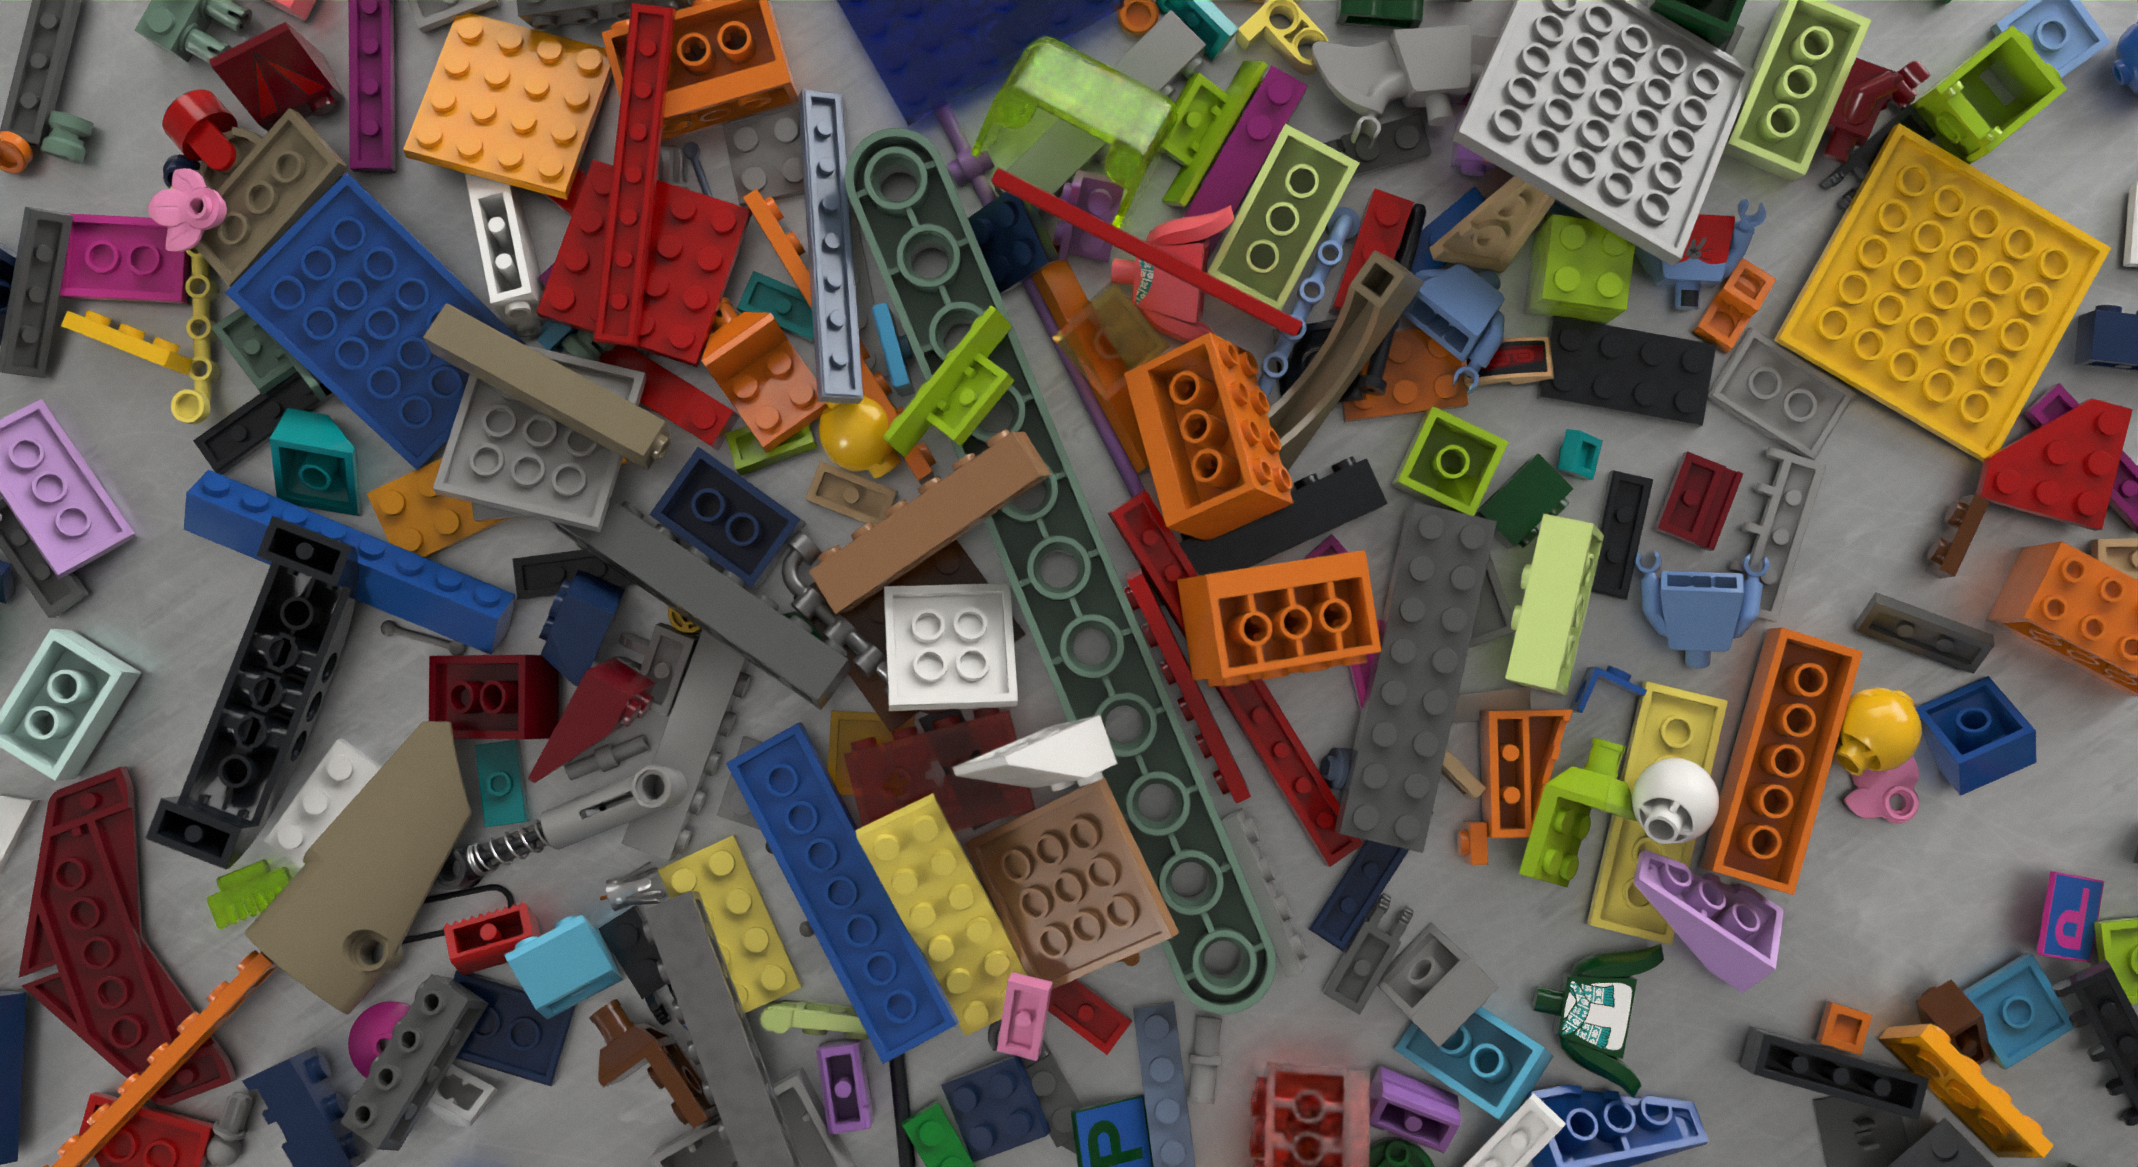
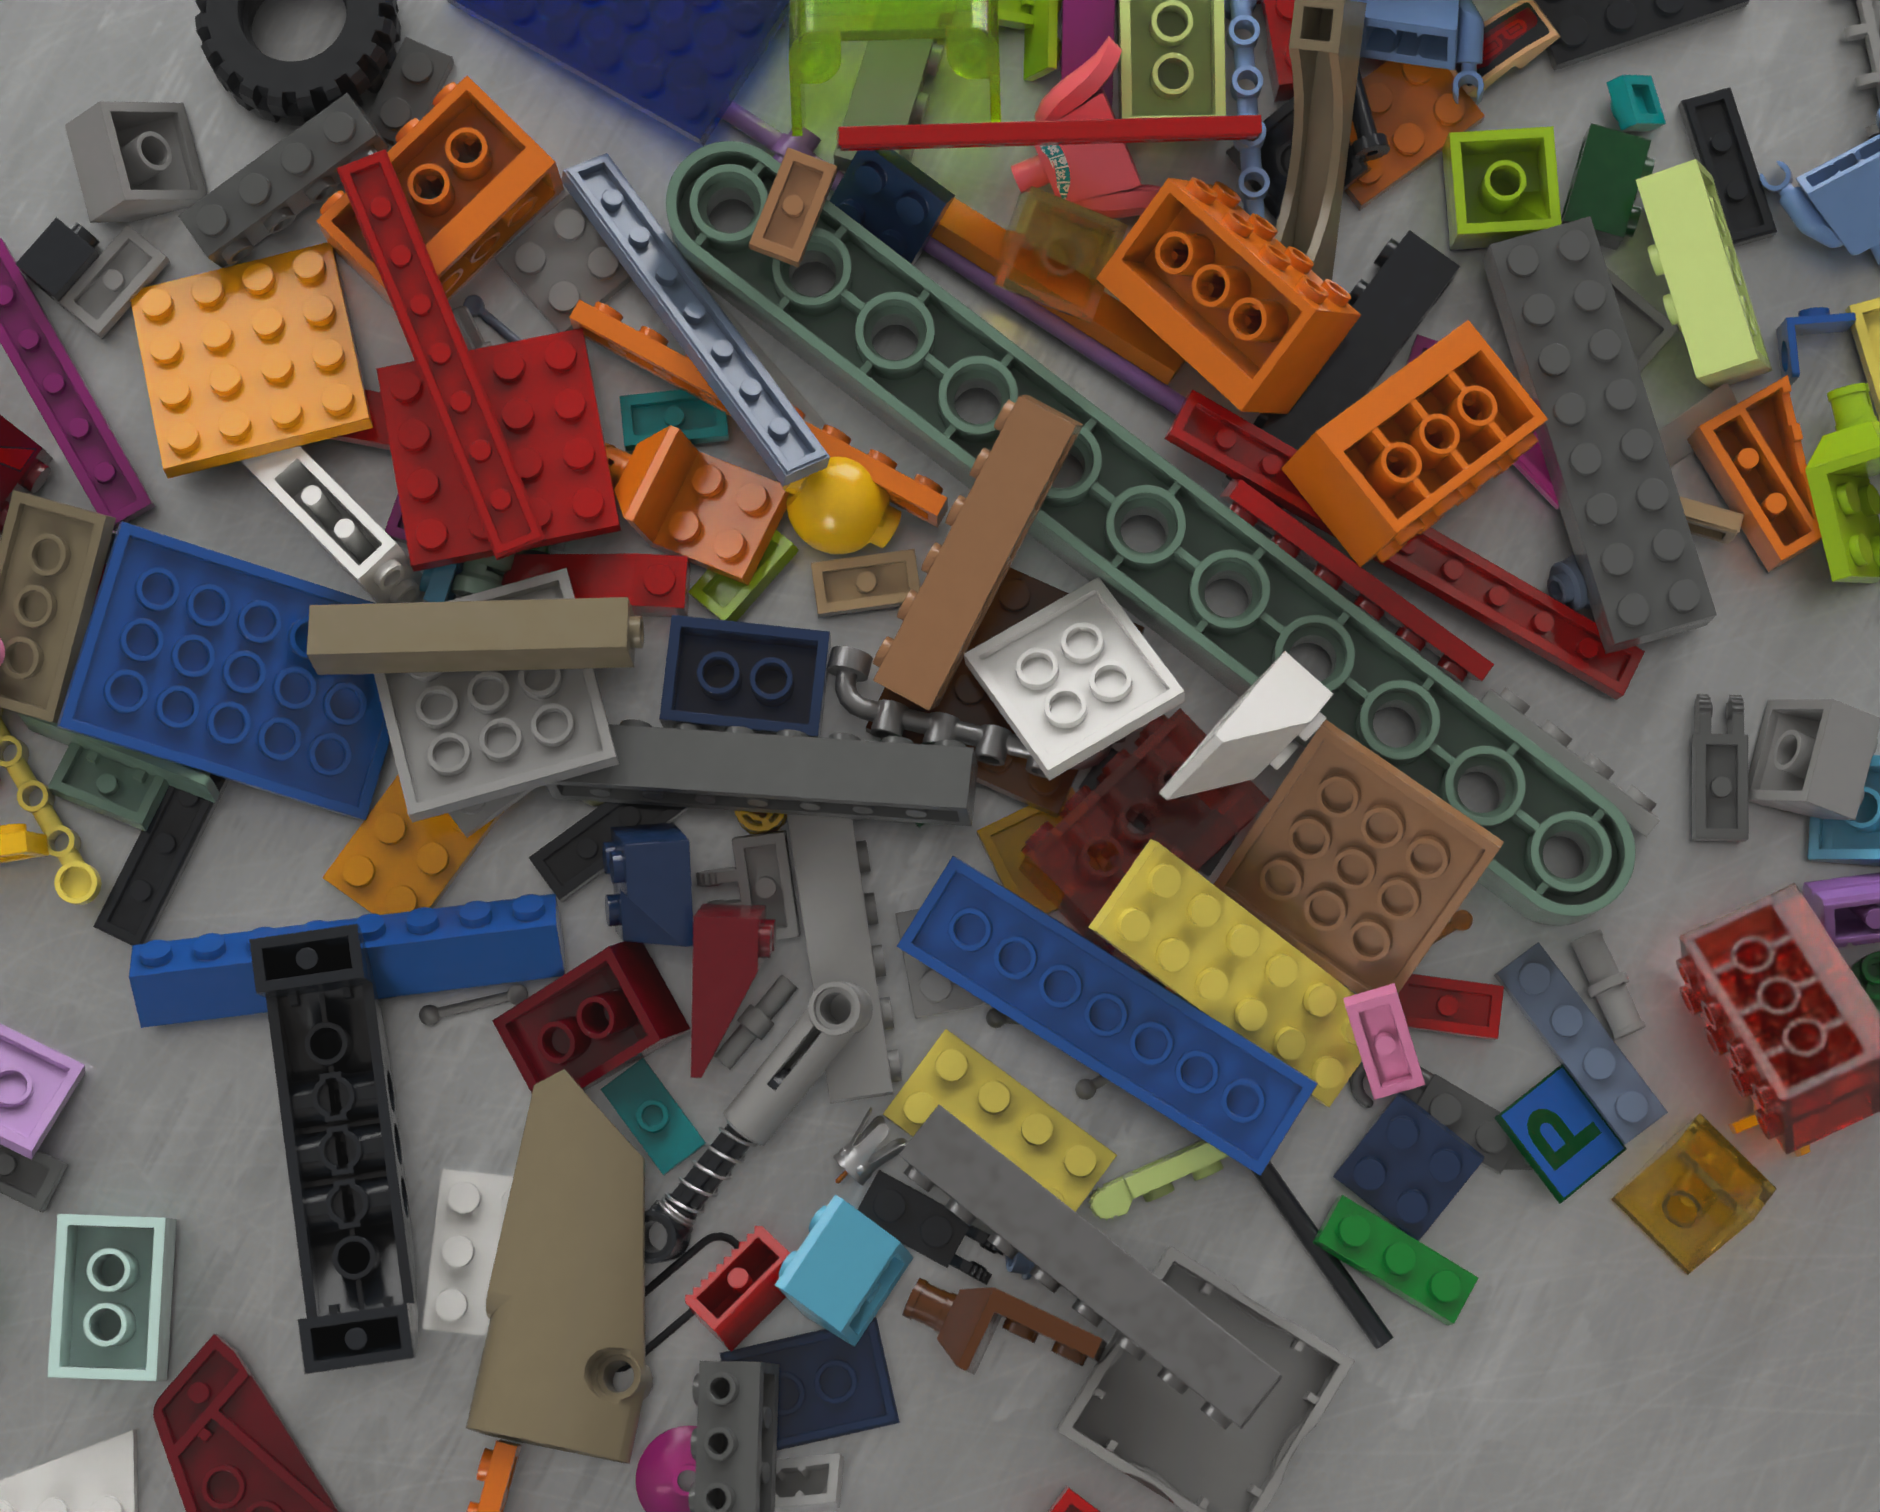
camera: 30 degrees left, 5 degrees down
(241, 885) = (423, 1394): clear neon green piece -> none
(314, 463) = (250, 872): teal slope -> none
(844, 1086) = (1229, 1232): medium lavender brick -> none
(895, 349) = (826, 394): dark azure plate -> none
(936, 207) = (793, 207): none -> medium nougat plate
(959, 391) = (932, 389): lime bracket -> none
(1096, 196) = (958, 103): medium lavender bracket -> none
(1356, 892) = (1667, 709): dark blue tile -> none
(1473, 842) = (1763, 583): orange plate -> none
(1698, 501) = (1792, 83): dark red plate -> none

